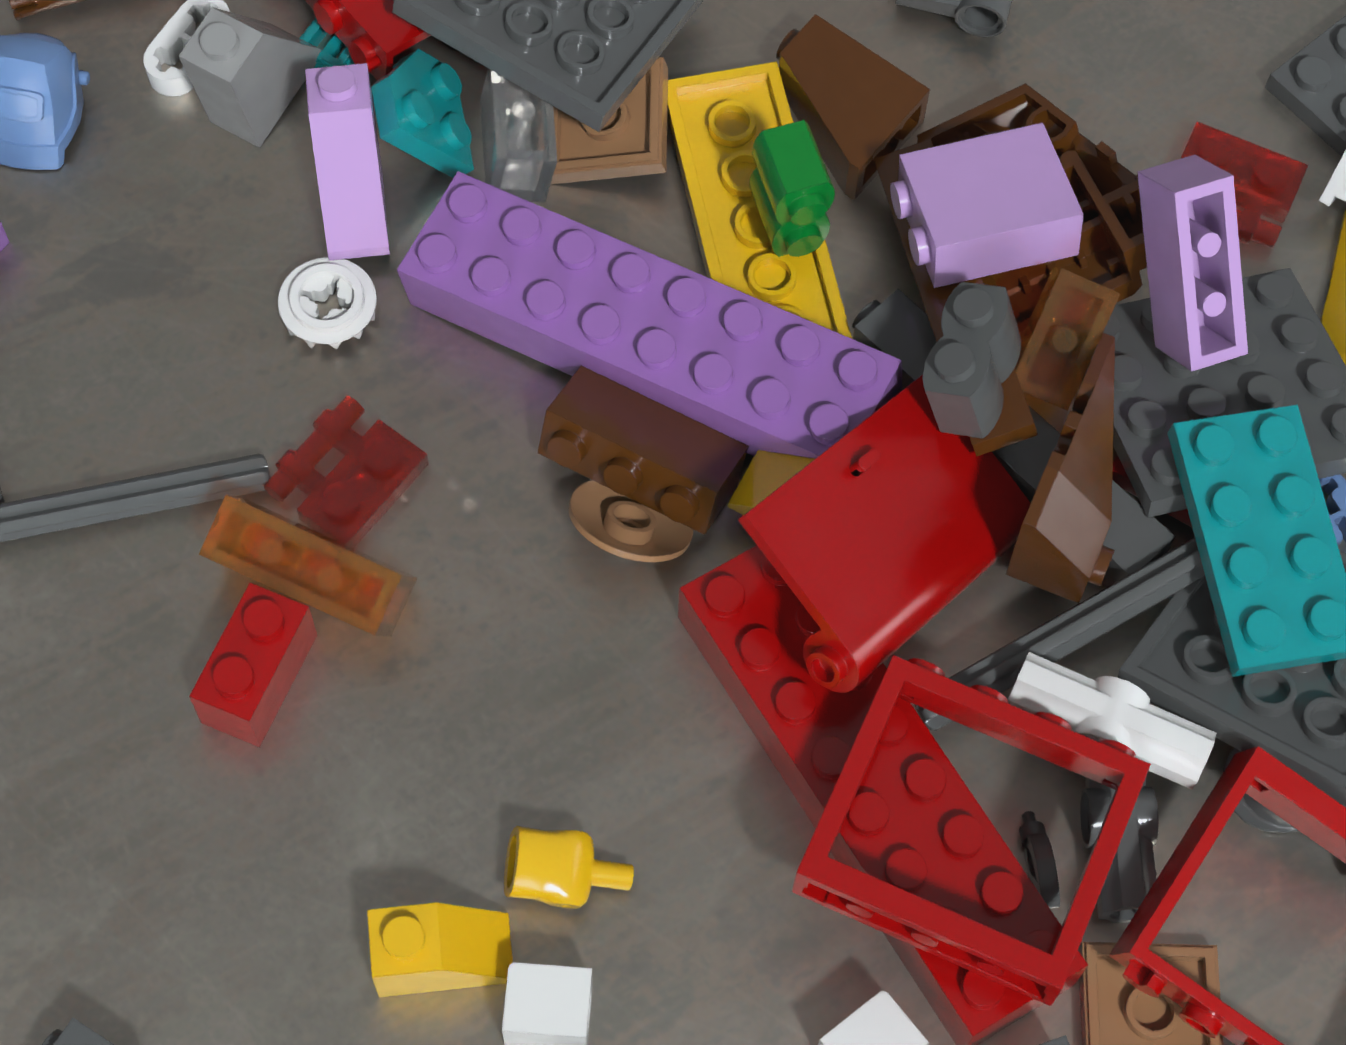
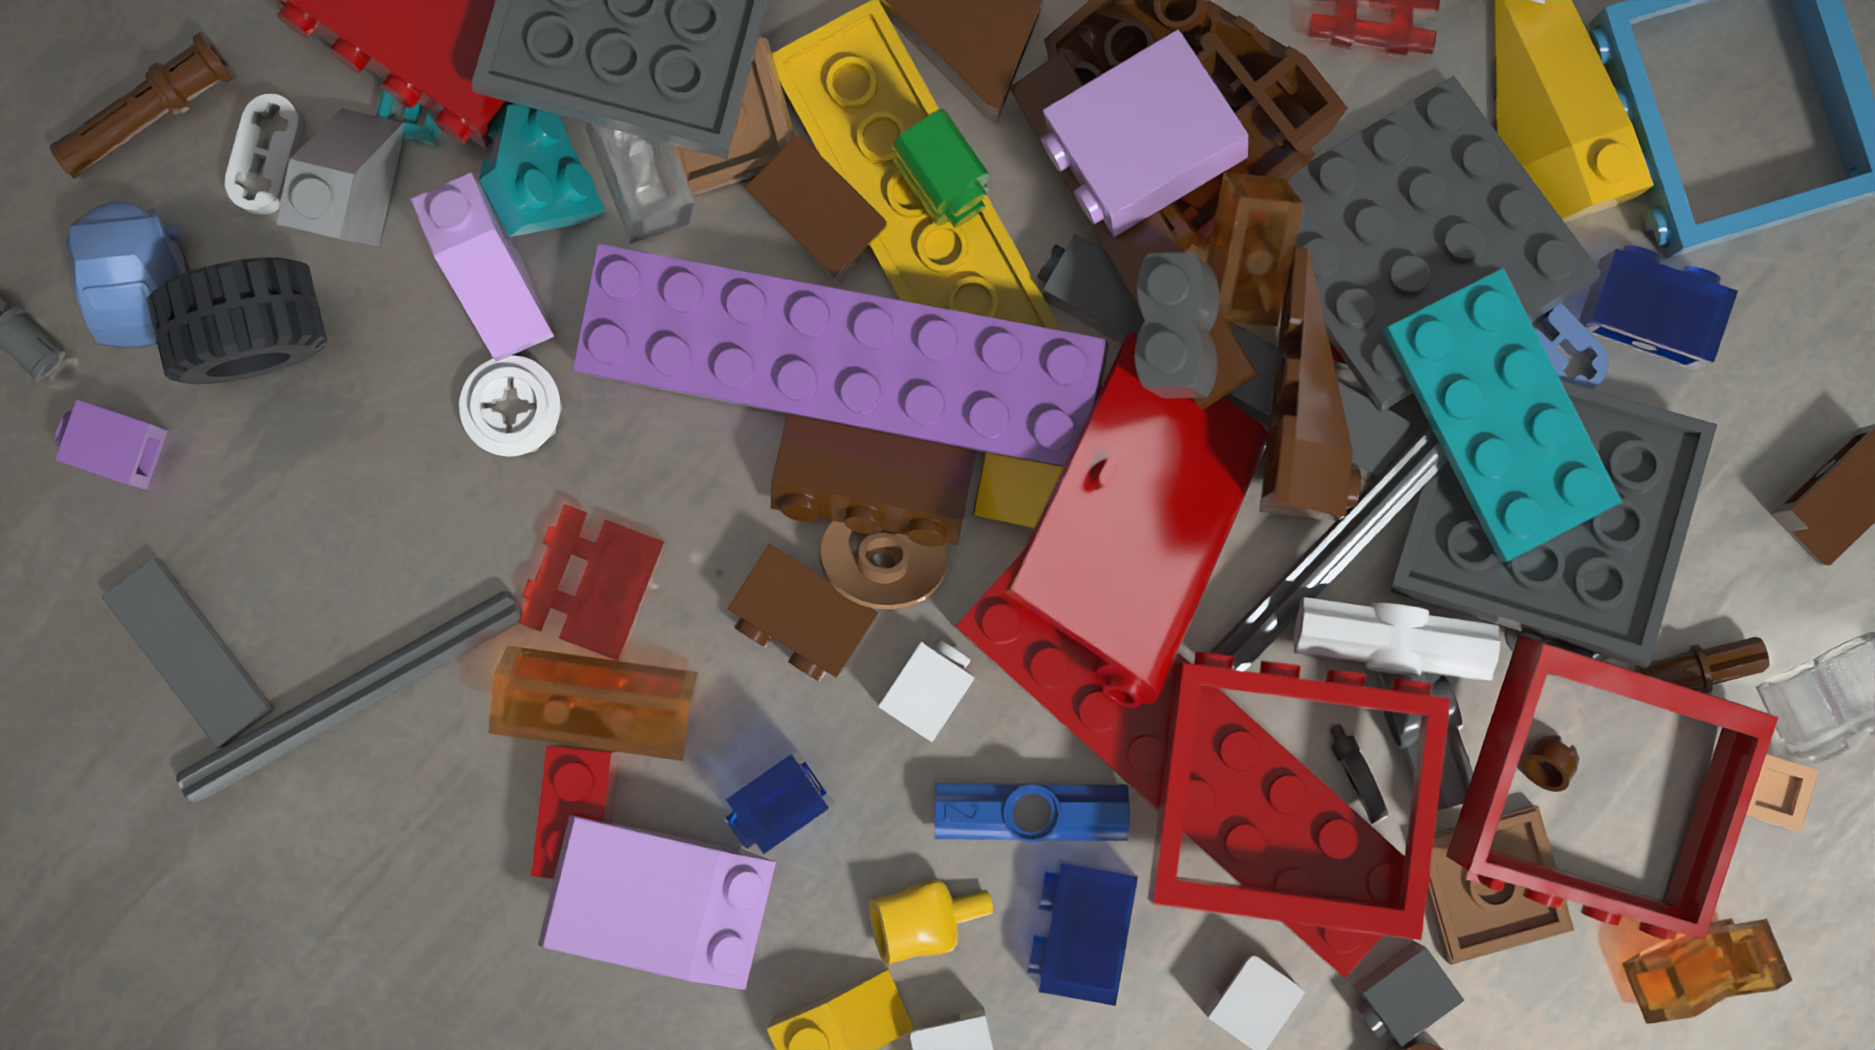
camera: 15 degrees left, 20 degrees up
(110, 146) = (236, 320): none -> black tyre
(303, 757) = (657, 902): none -> lavender slope
(453, 702) = (777, 804): none -> clear blue brick
(536, 551) = (801, 612): none -> reddish brown brick
(634, 654) = (928, 689): none -> white brick
(656, 786) = (1075, 812): none -> blue piece
(665, 204) = (817, 207): none -> reddish brown panel
(717, 927) = (1083, 931): none -> clear blue brick
(1193, 261) = (1368, 149): lavender brick -> none
(1231, 895) = (1551, 763): none -> reddish brown hinge

